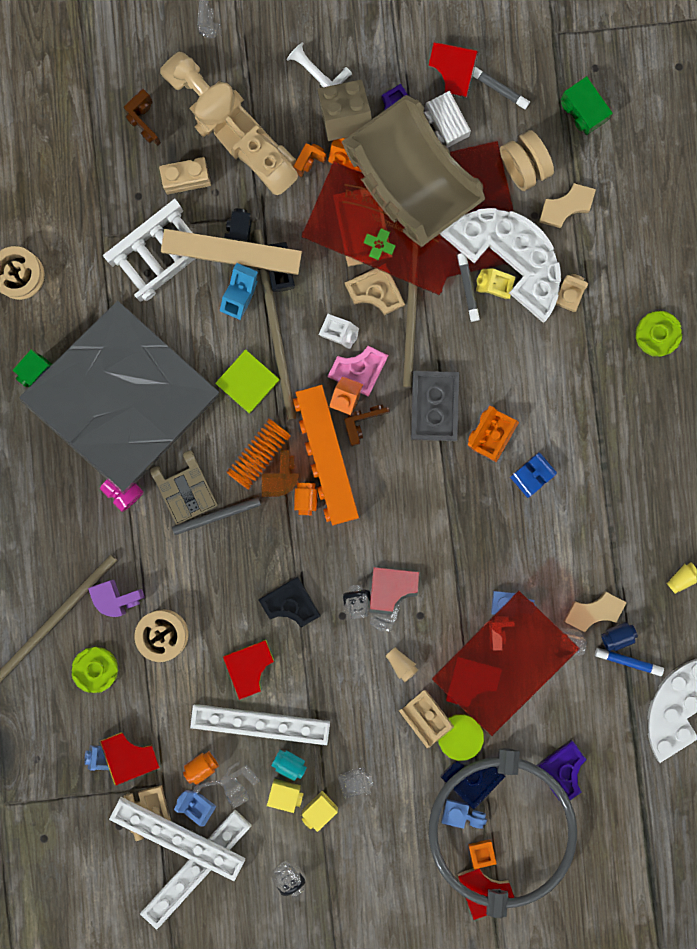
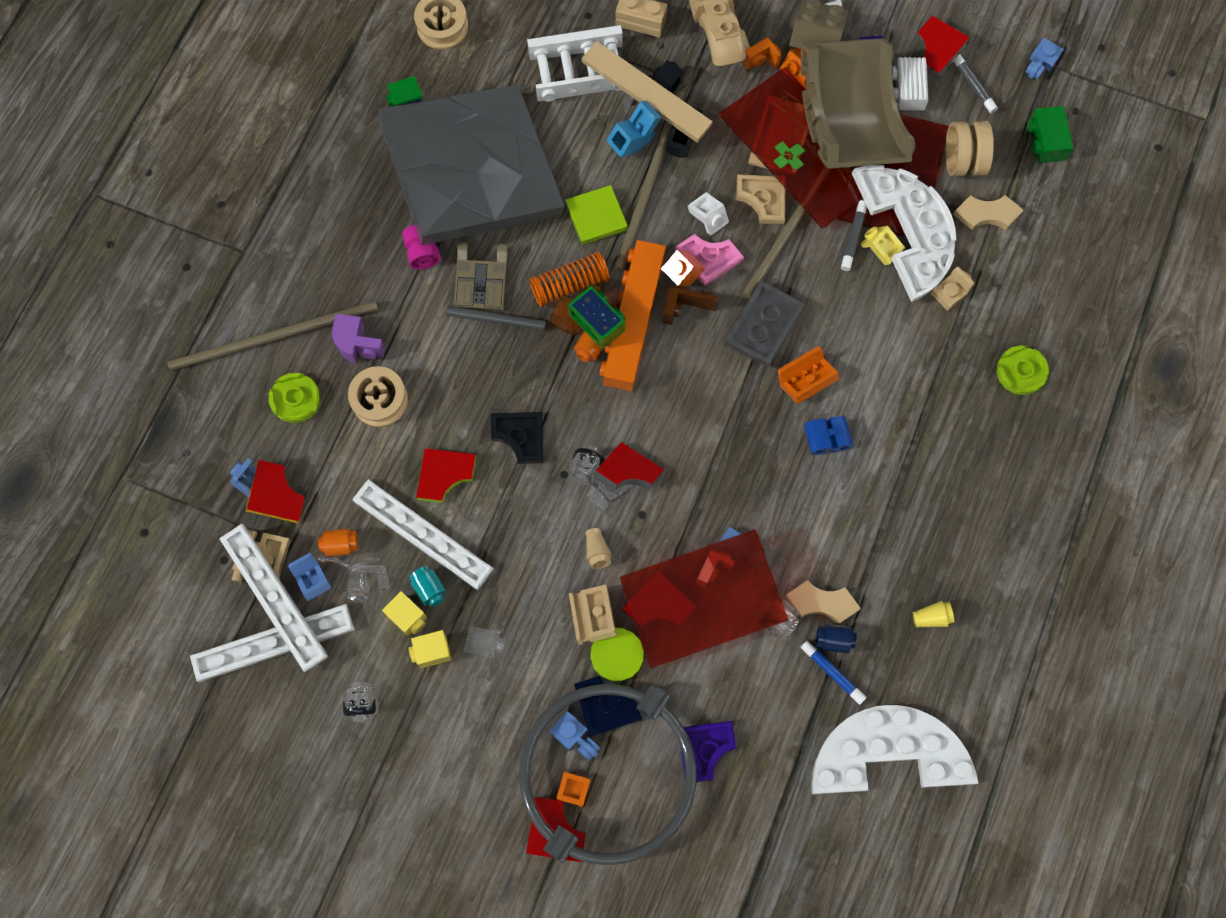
camera: 25 degrees right, 15 degrees down
(302, 481) = (597, 317): none -> brick
(547, 29) = (1043, 58): none -> medium blue plate

